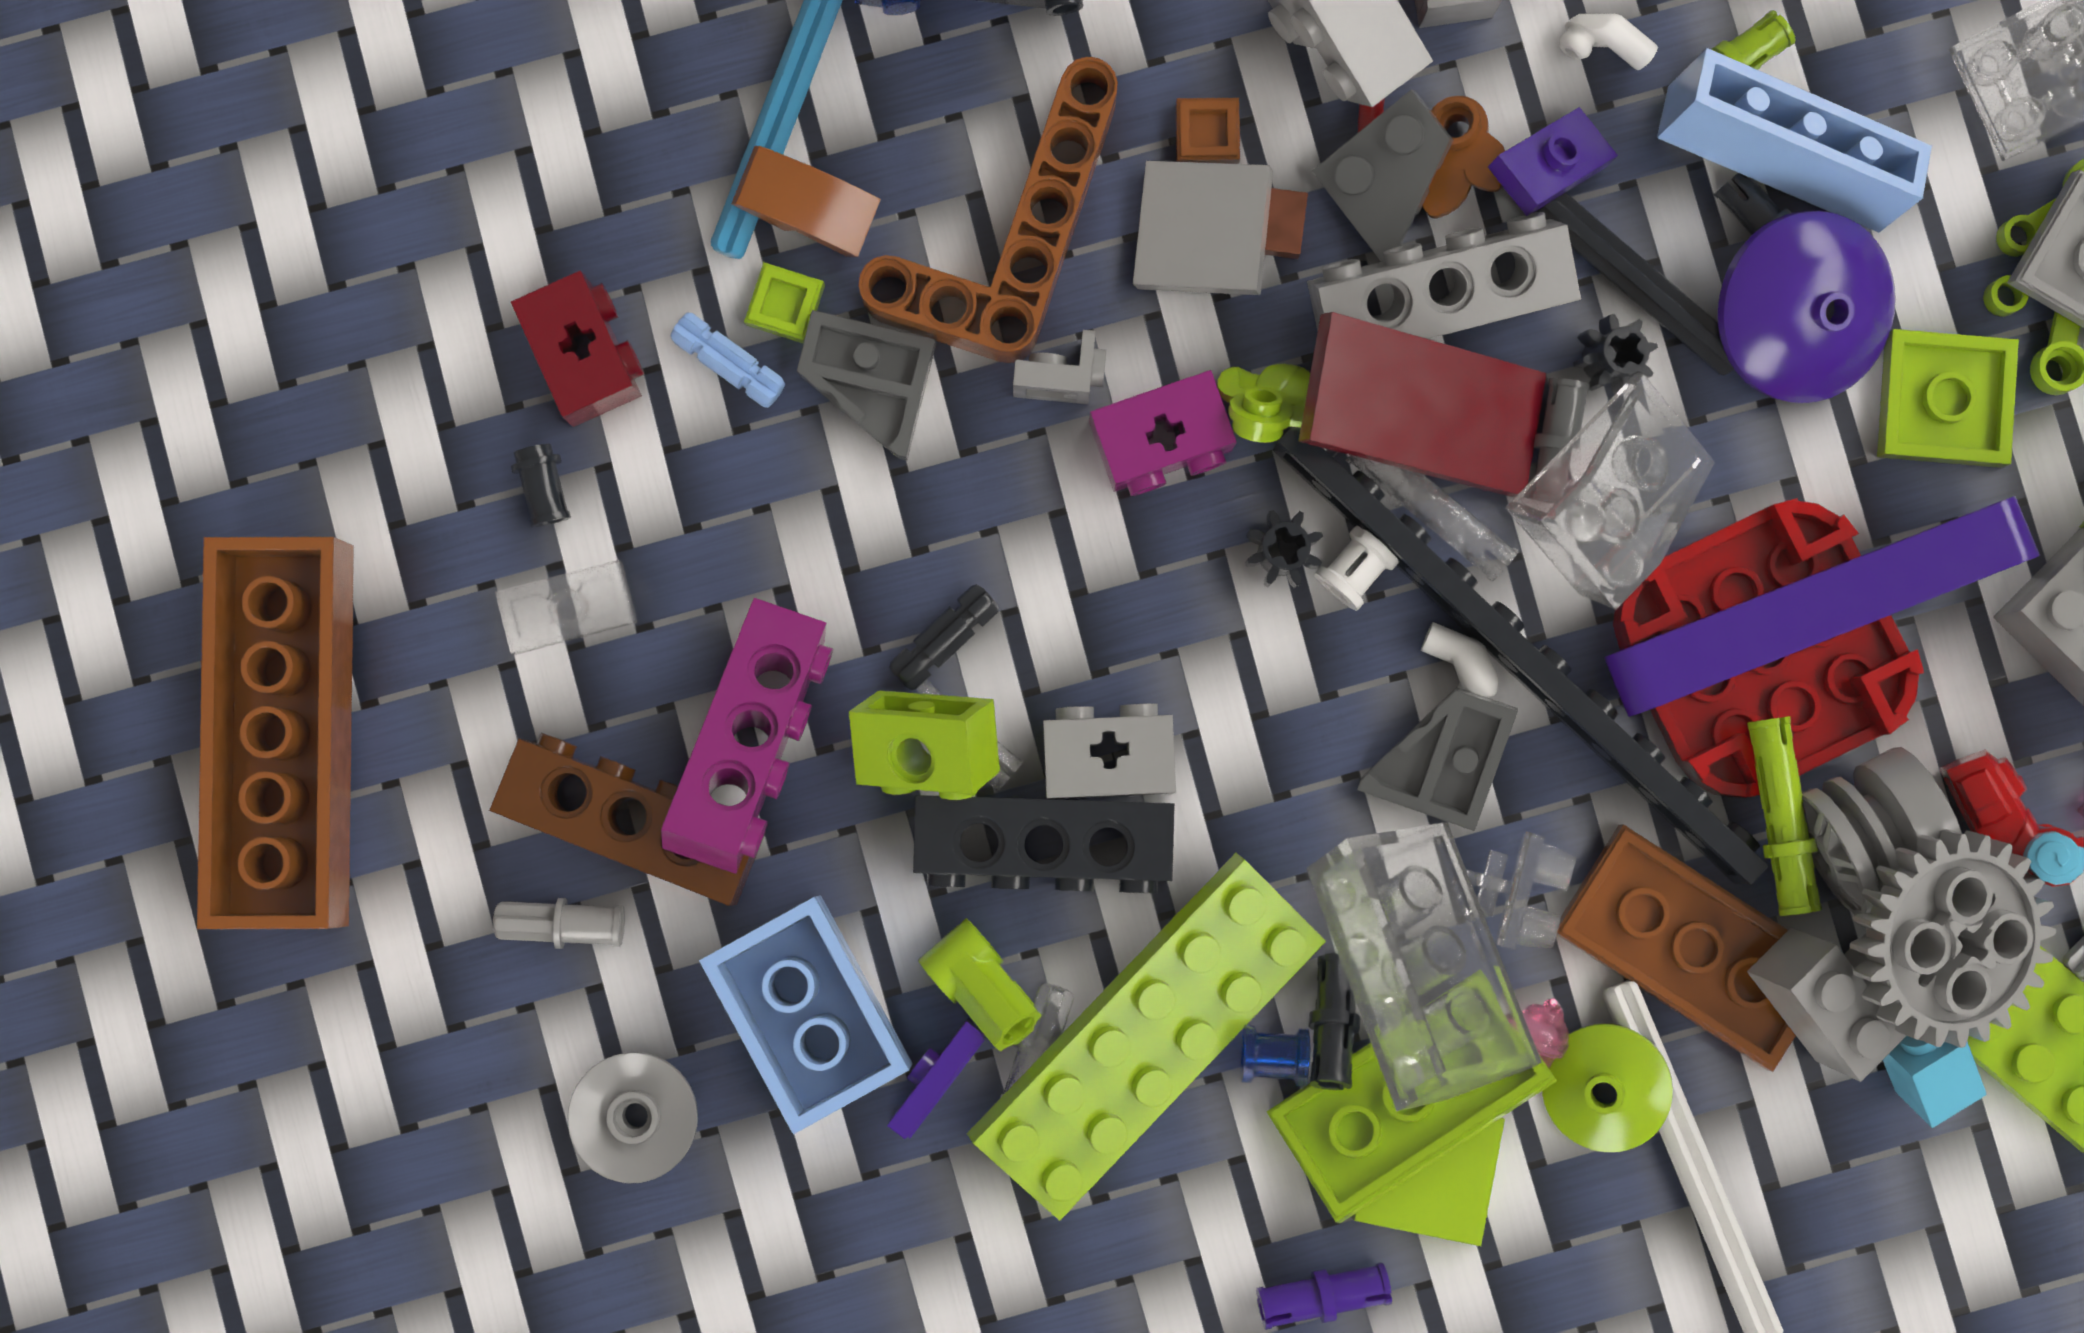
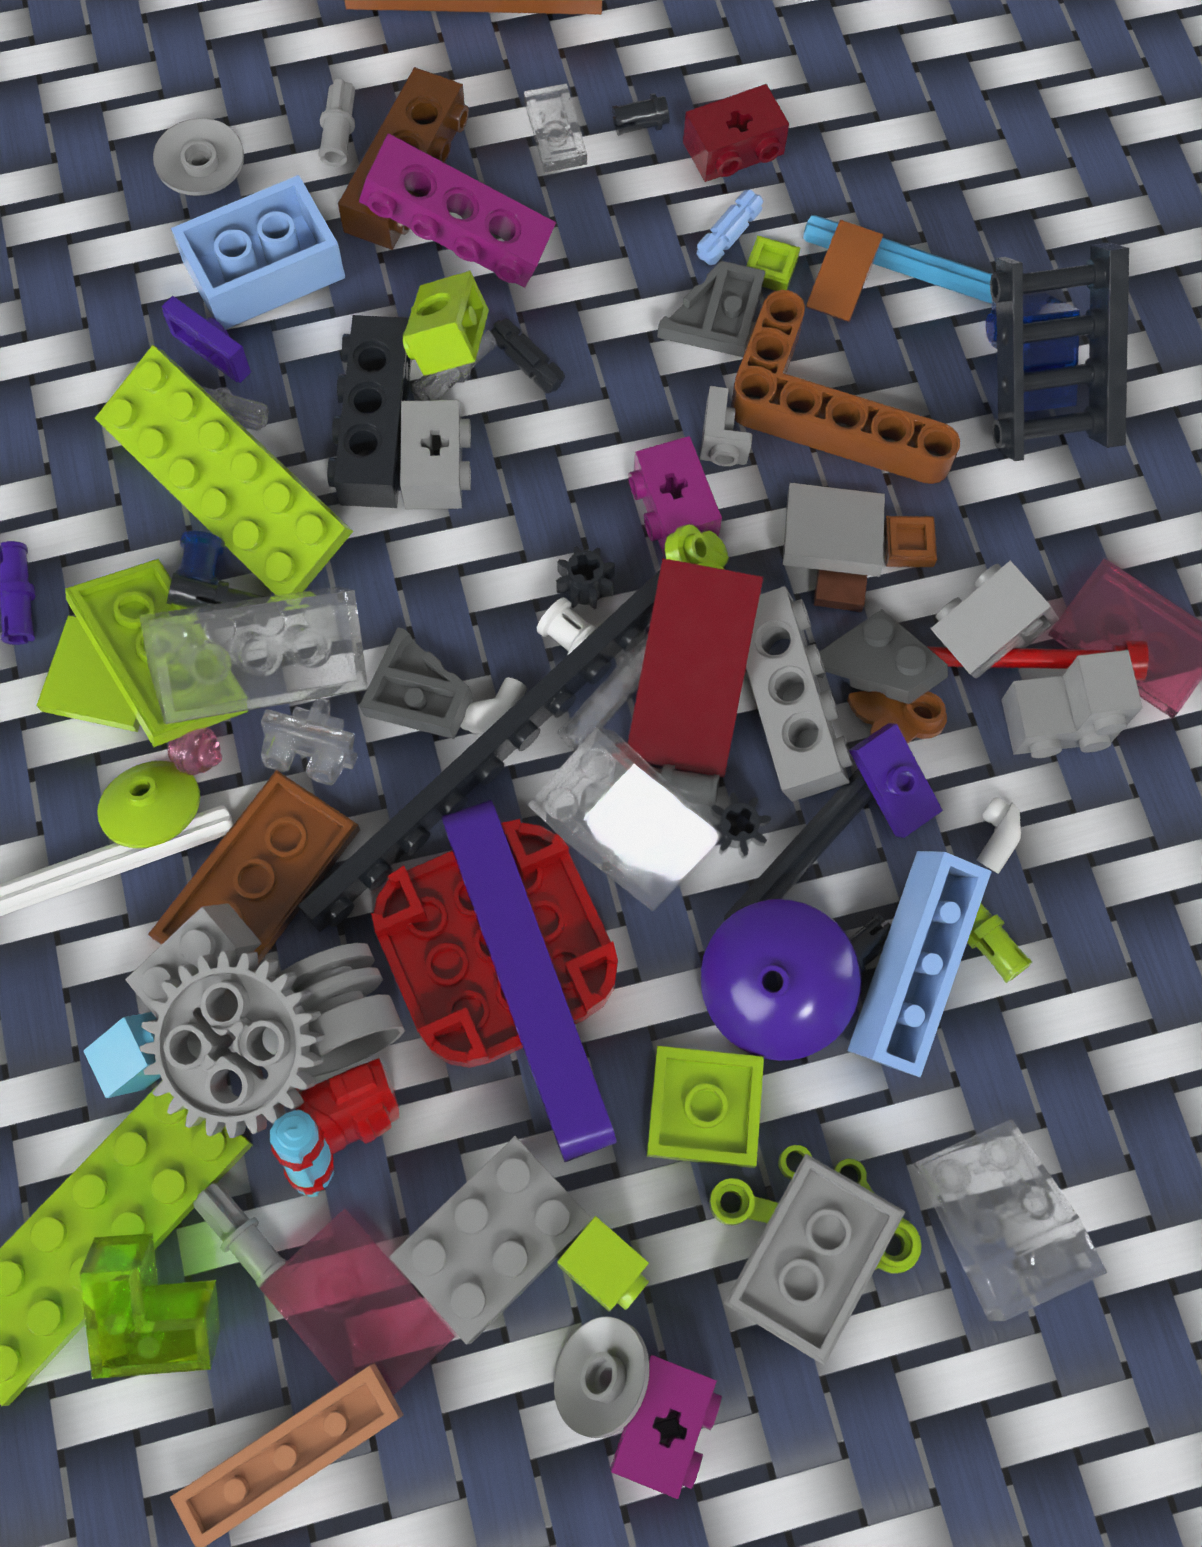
camera: 90 degrees right, 15 degrees down
(972, 975) = (277, 360): lime piece -> none
(1784, 817) = (363, 928): lime pin -> none

